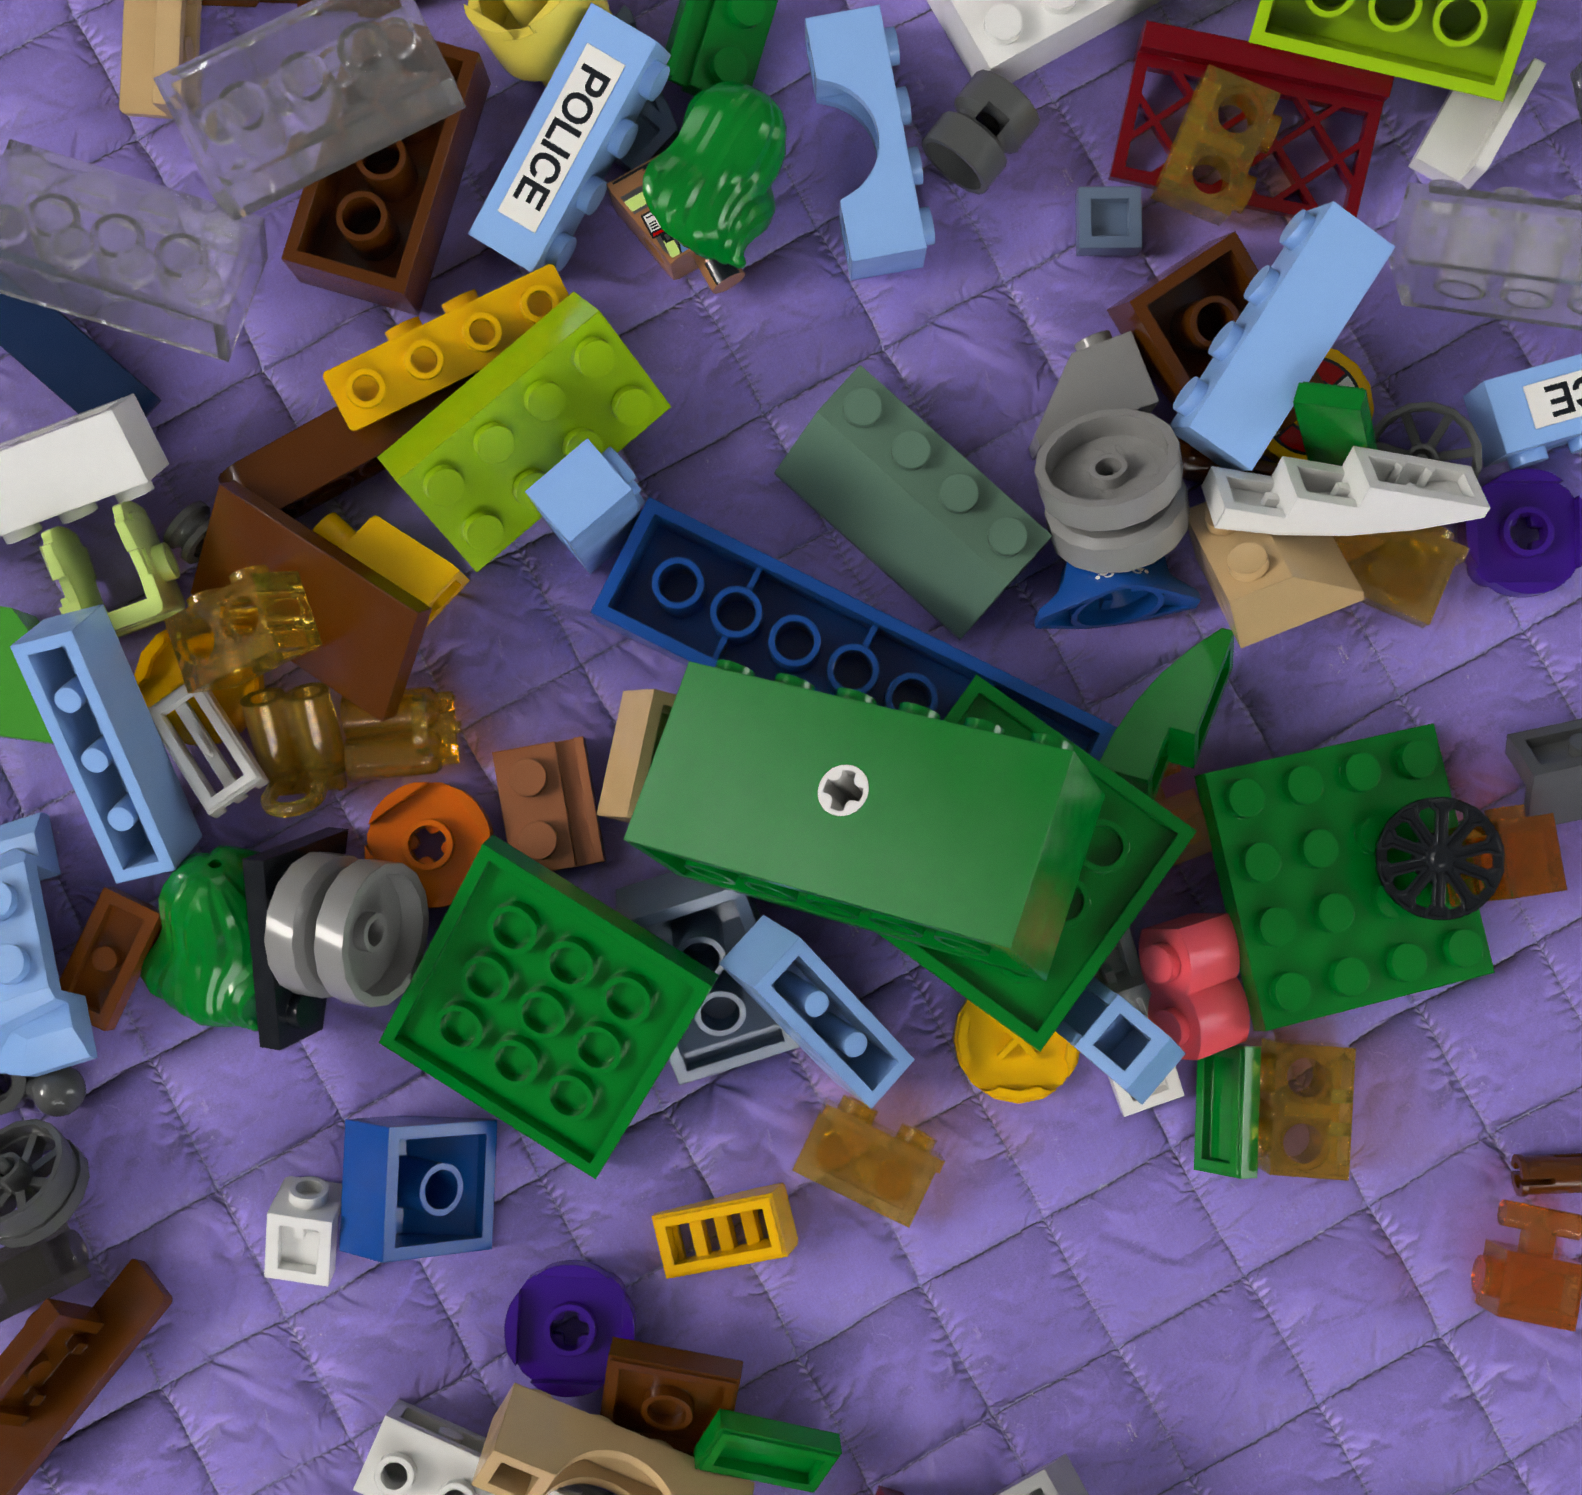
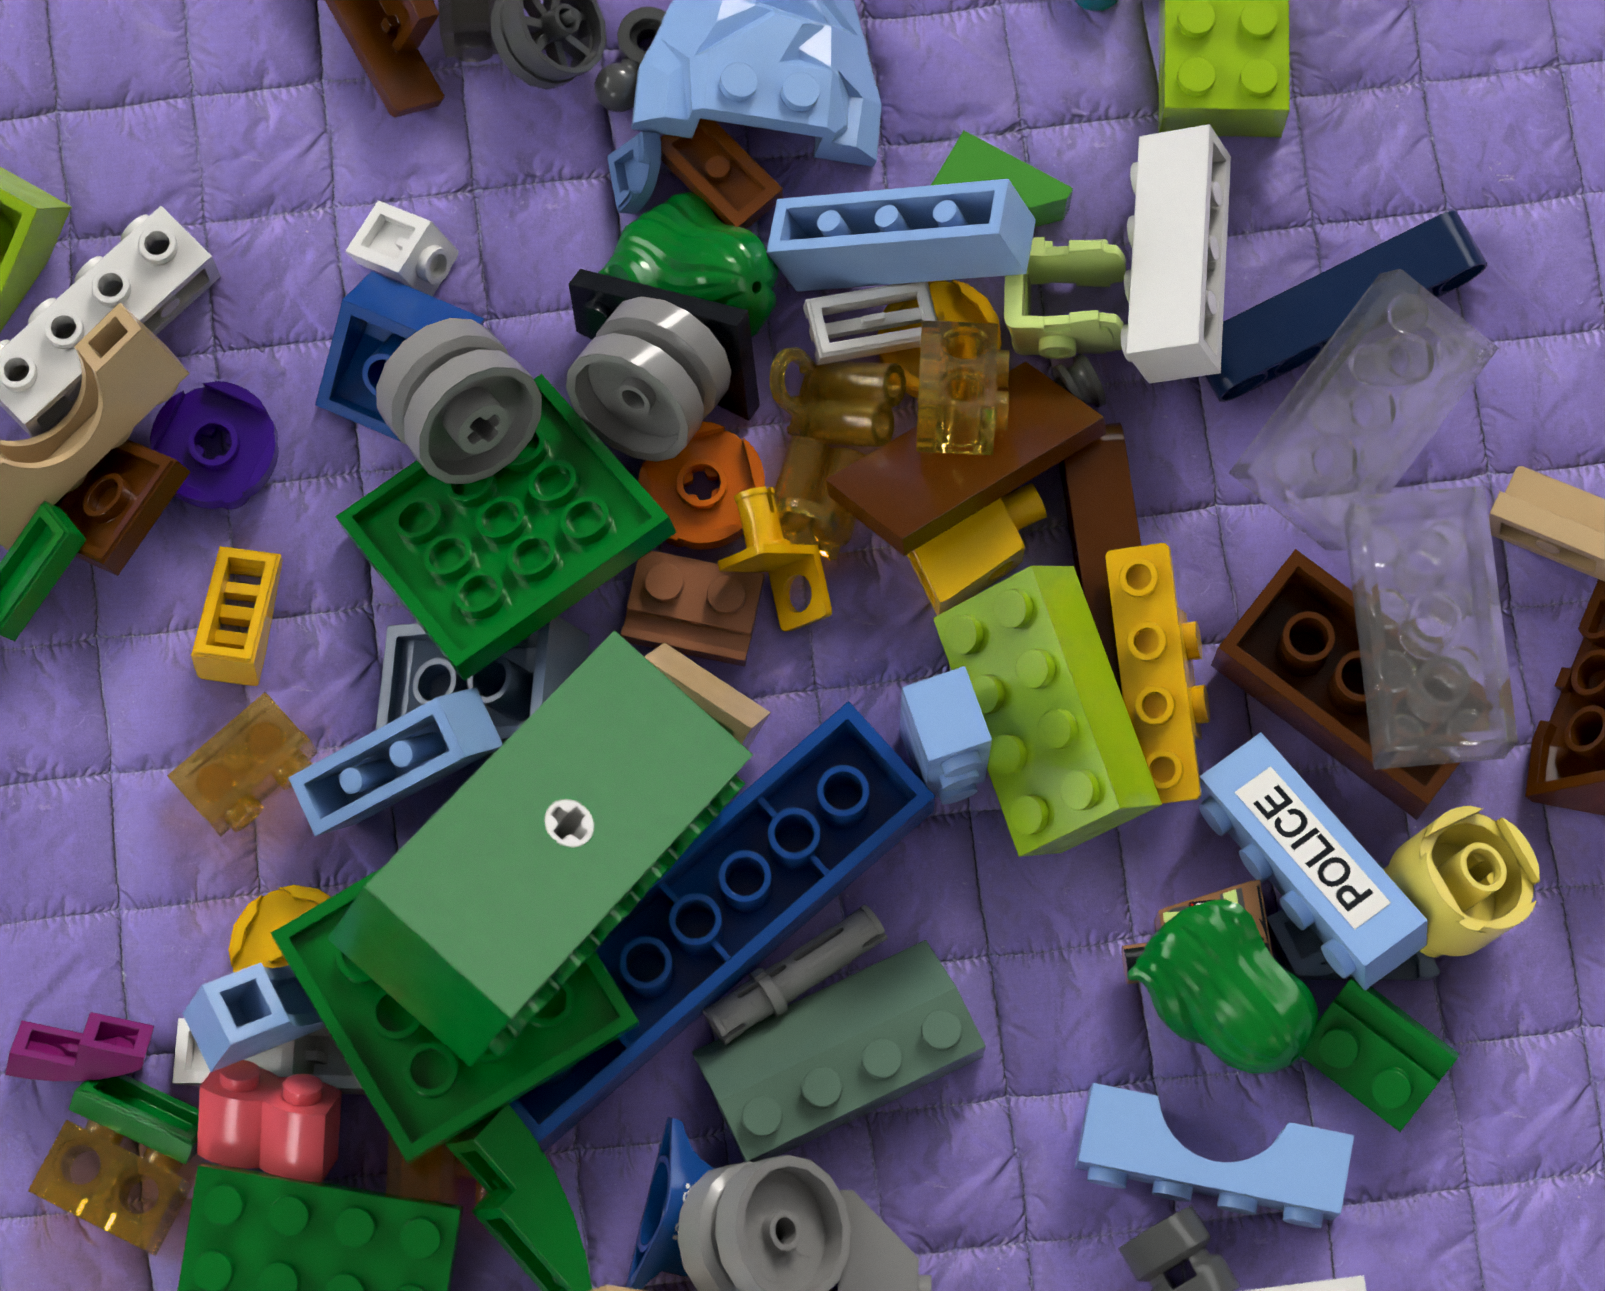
camera: 110 degrees right, 10 degrees down
(139, 1037) = (635, 171): none -> medium blue tile
(441, 1103) = (458, 401): none -> light grey wheel
(475, 739) = (781, 559): none -> yellow bracket
(854, 570) = (784, 981): none -> light grey pin
(1203, 1203) = (102, 1051): none -> magenta slope

